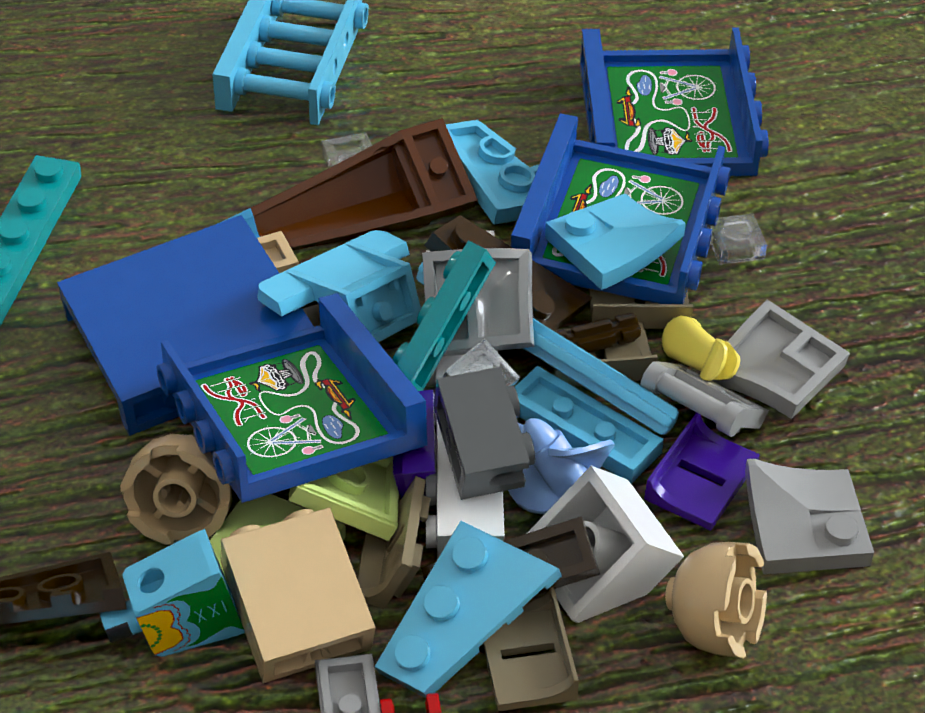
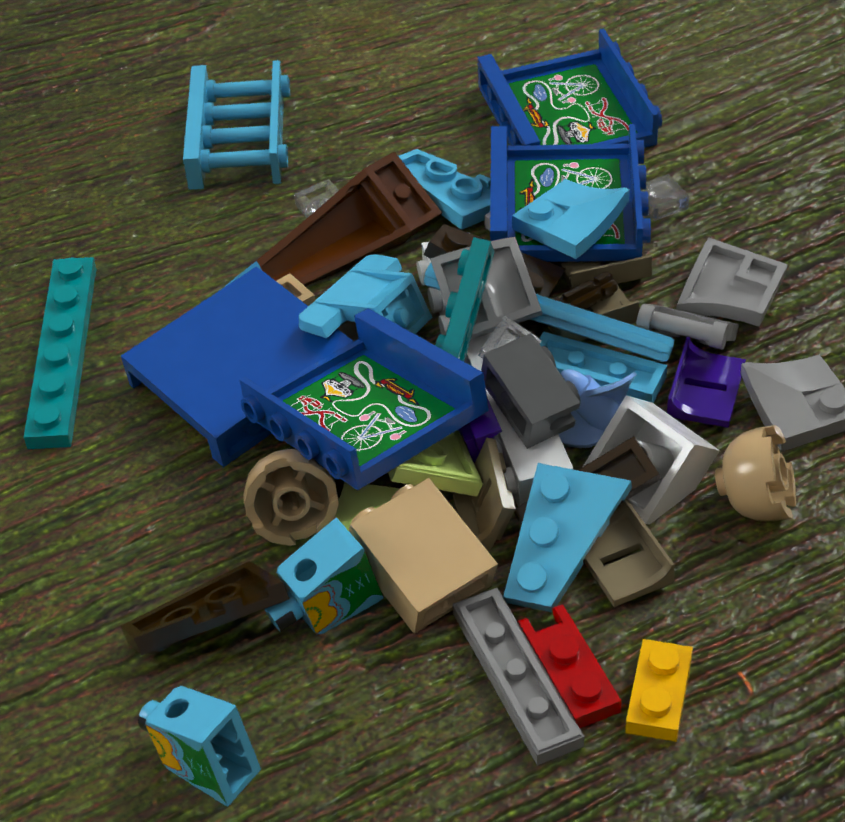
camera: 10 degrees left, 0 degrees up
(693, 346) = (661, 287): light yellow piece -> none

